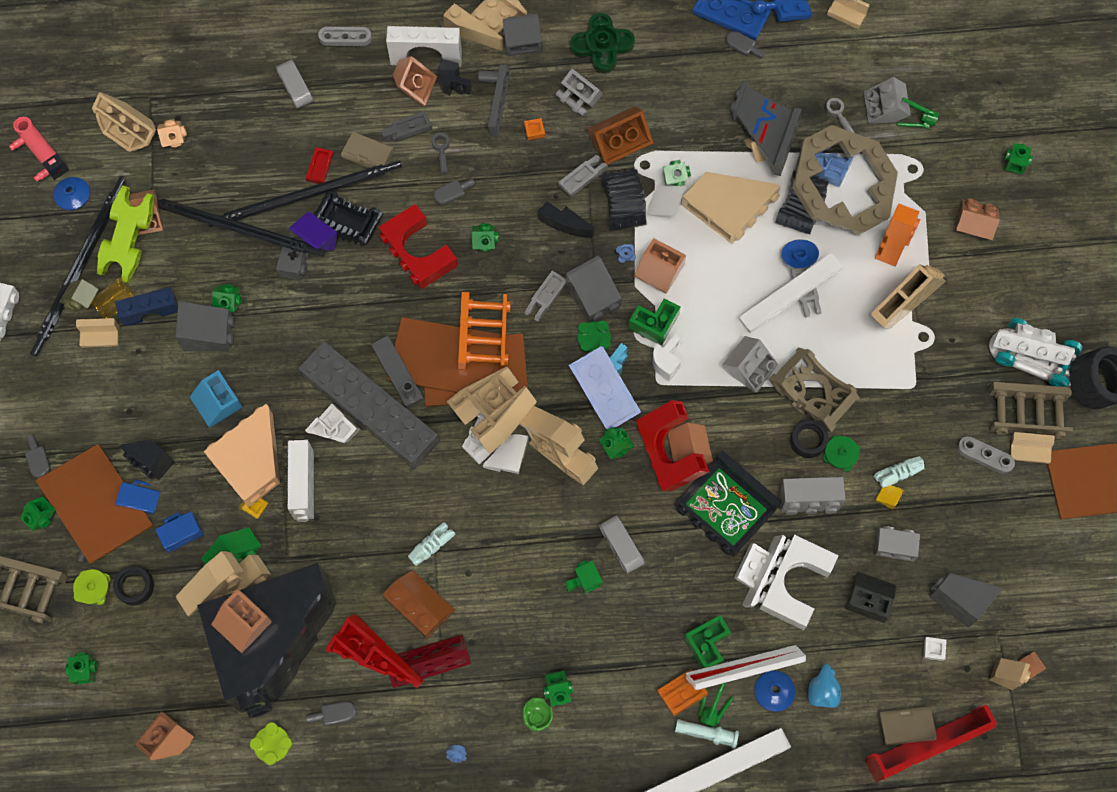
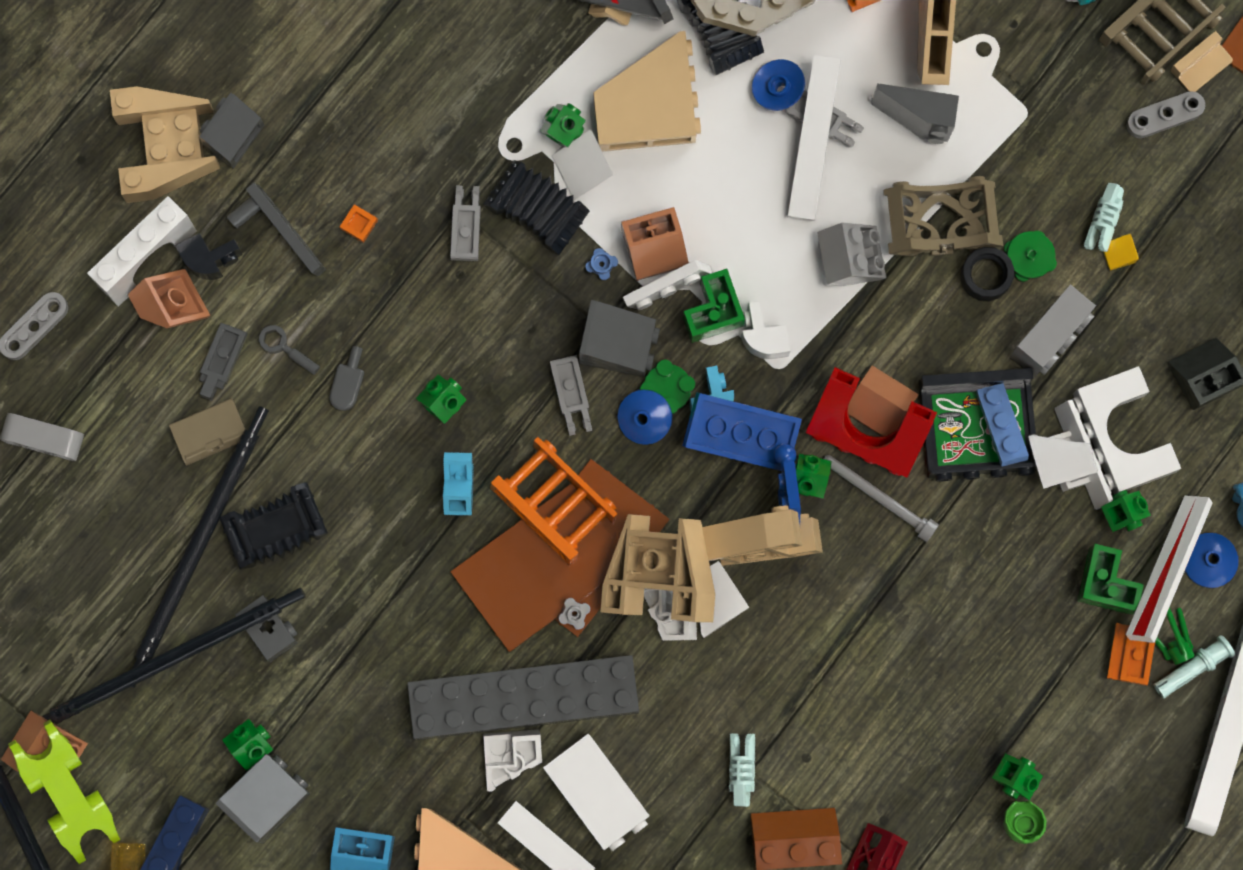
camera: 50 degrees left, 10 degrees up
(315, 232) = (264, 579): dark purple slope -> none
(319, 165) = (174, 499): red tile -> none
(352, 483) = (597, 793): none -> white brick
(397, 372) = (512, 633): dark grey piece -> none
(421, 270) = (415, 501): red arch -> none
(435, 386) = (566, 616): none -> light grey plate
(449, 282) = (458, 484): none -> medium azure brick
(565, 221) = (504, 293): black slope -> none
(573, 344) = (657, 412): none -> blue dish
(581, 88) = (361, 128): light grey brick -> none
(586, 577) = (927, 641): green brick -> none
(595, 433) = (788, 488): none -> blue plate
(602, 42) = (307, 38): dark green plant -> none
(620, 135) = (456, 138): dark orange slope -> none
(621, 544) = (923, 572): light grey beam -> none
(643, 288) = (667, 285): none -> white wing
(645, 525) = (924, 527): none -> light grey piece
(737, 514) = (1002, 424): none -> medium blue plate
(748, 558) = (1061, 459): none -> white slope
(755, 618) = (1126, 511): none -> green brick
(858, 330) = (921, 111): none -> dark grey slope
(897, 544) = (1177, 295): light grey brick -> none

